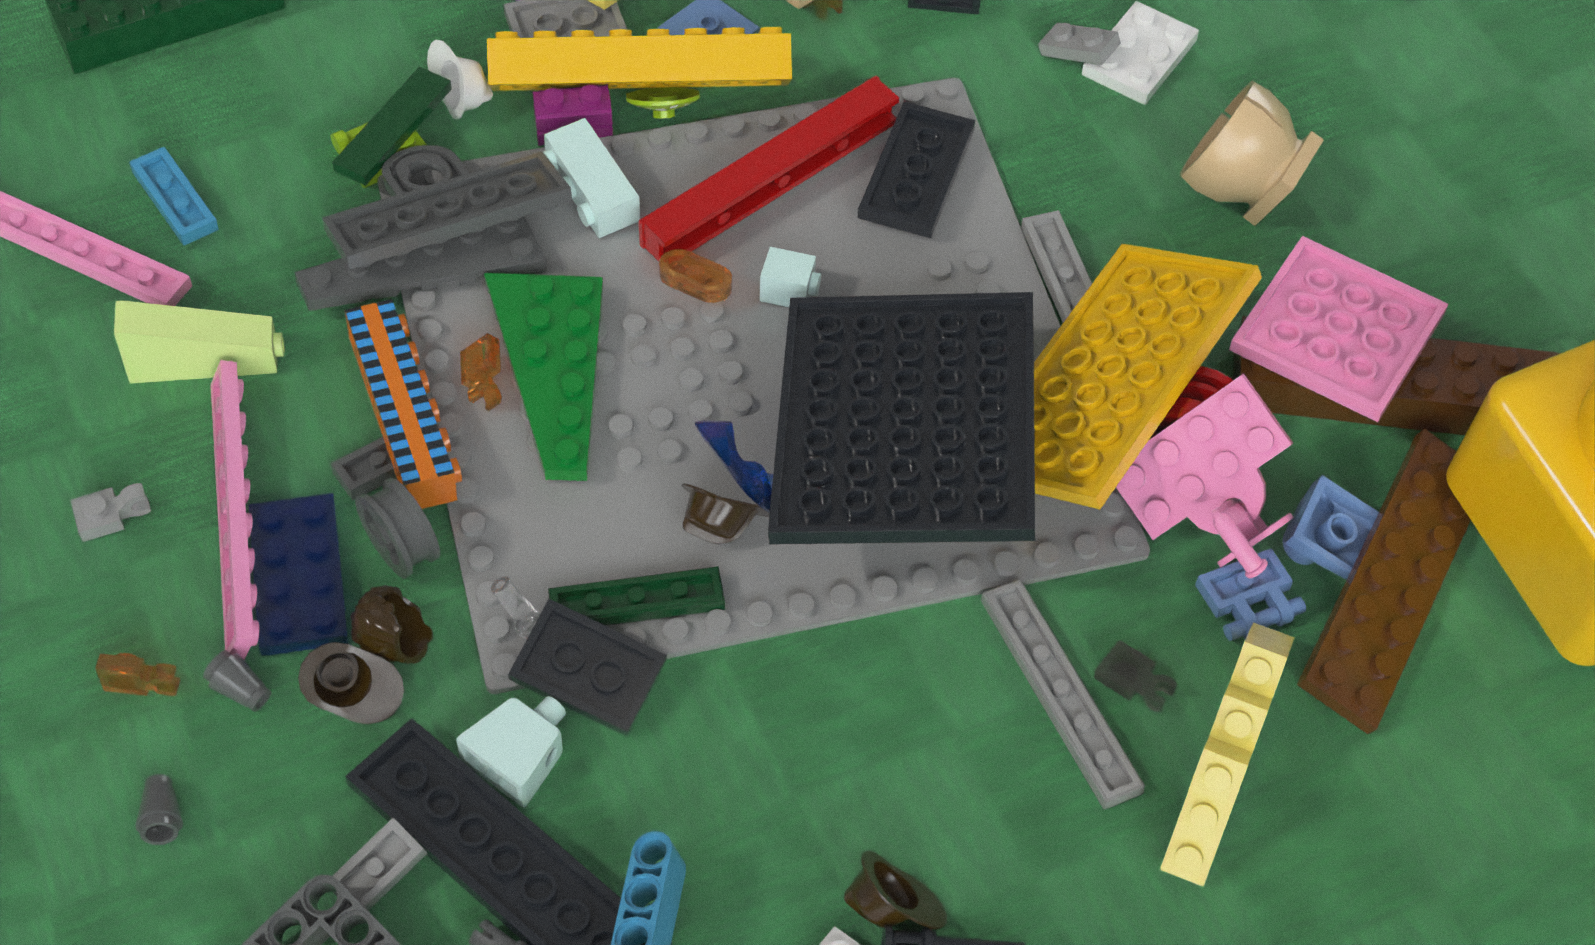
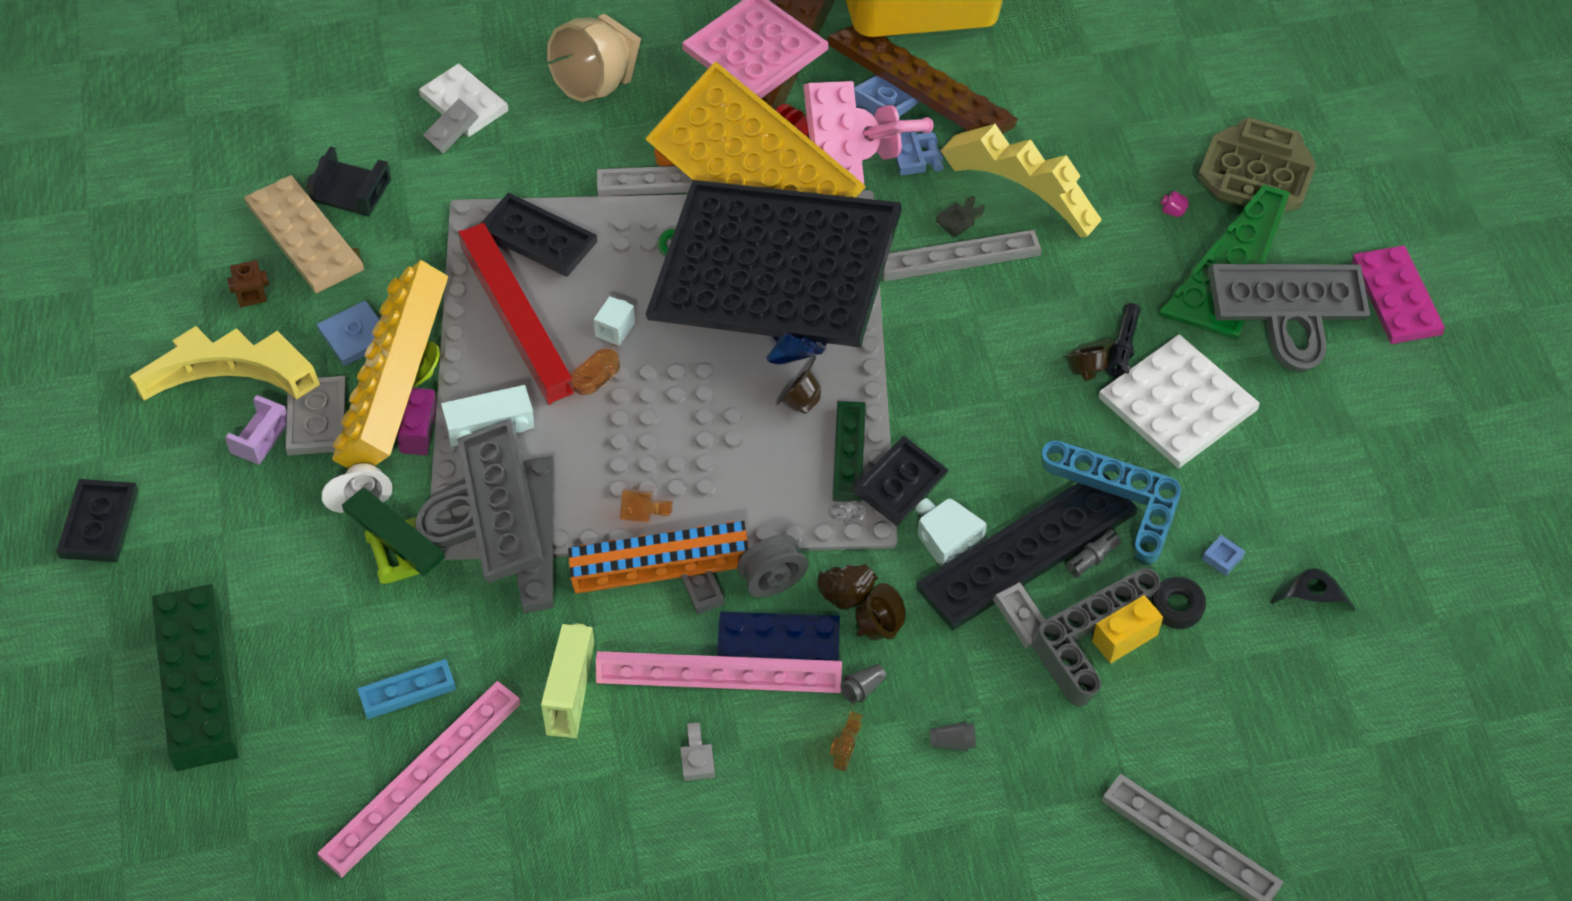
camera: 75 degrees left, 0 degrees up
(553, 351) = (618, 460): green wing -> none

